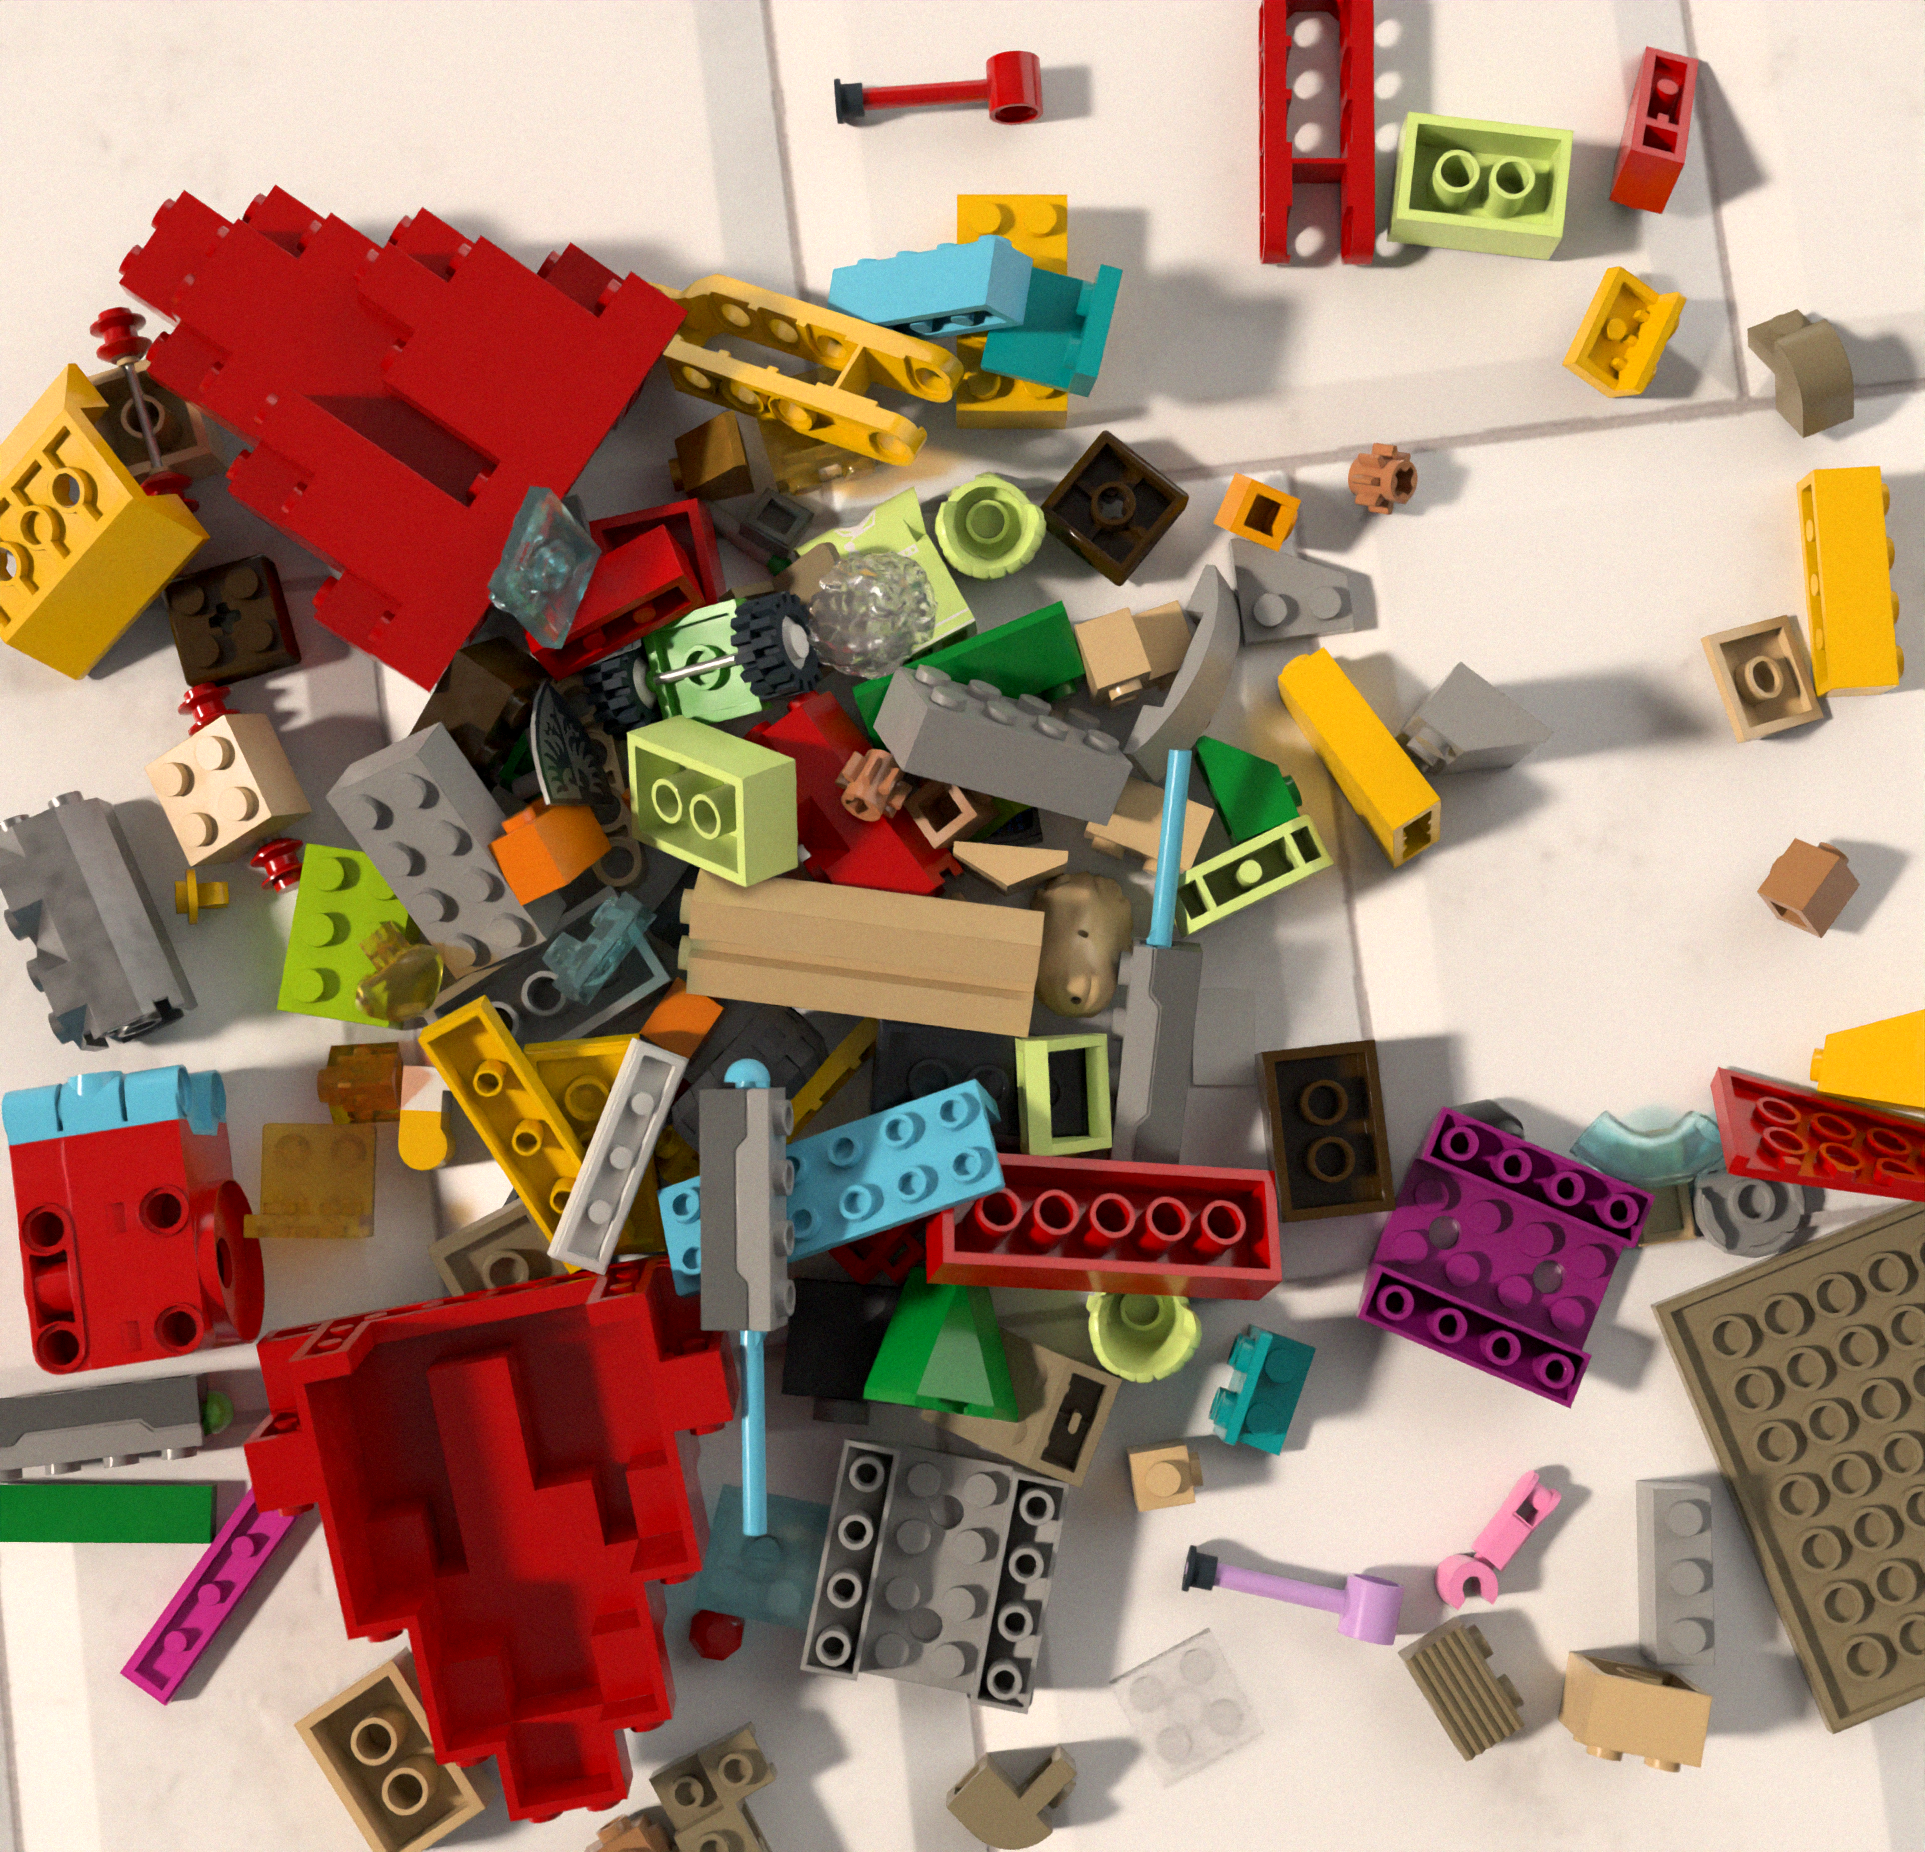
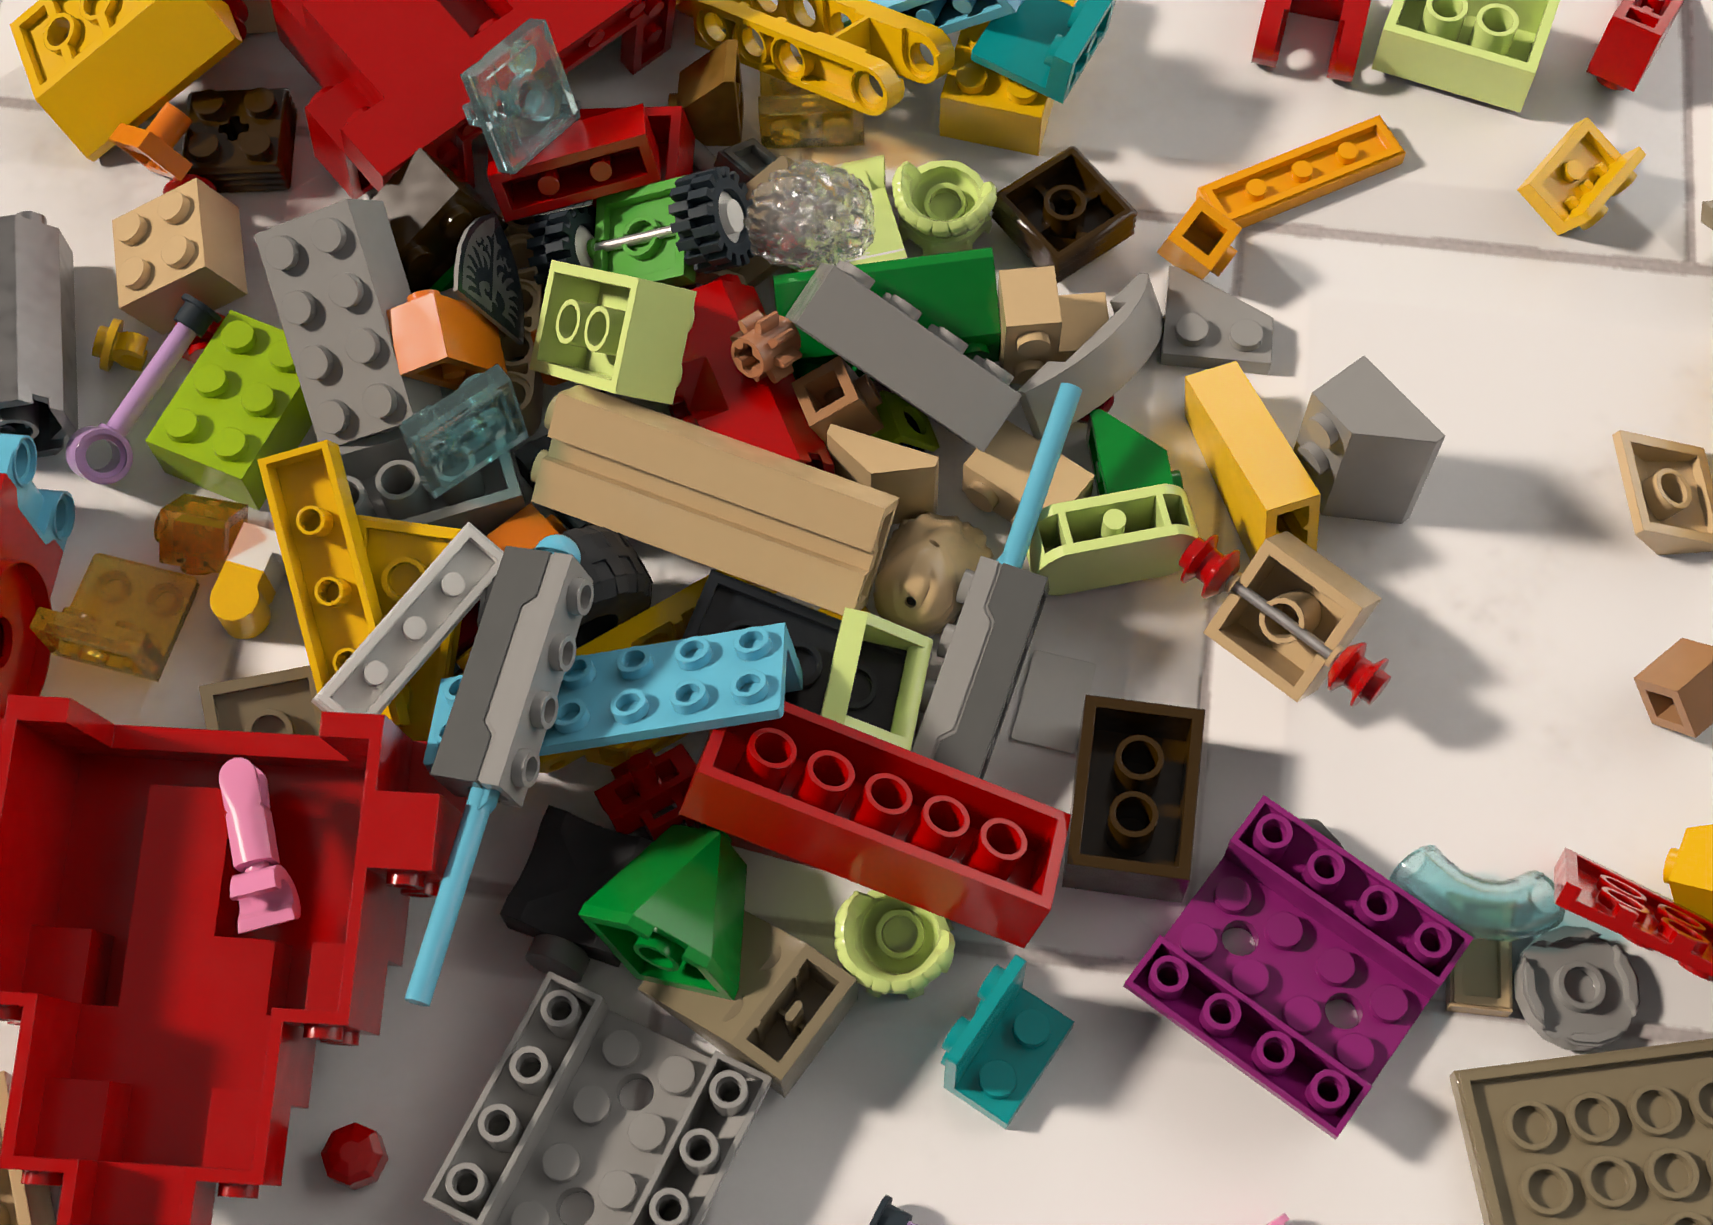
camera: 15 degrees right, 20 degrees down
(152, 666) = (155, 145): none -> orange tile
(221, 1006) = (192, 321): none -> lavender piece
(405, 977) = (267, 424): clear yellow piece -> none
(570, 1451) = (264, 887): none -> bright pink piece
(766, 1574) = (419, 1084): clear light blue slope -> none
(1163, 1474) = (875, 1105): tan brick -> none
(1339, 392) = (1305, 173): none -> light orange tile
(1382, 478) = (1325, 243): nougat gear -> none
(1434, 919) = (1289, 616): none -> tan brick

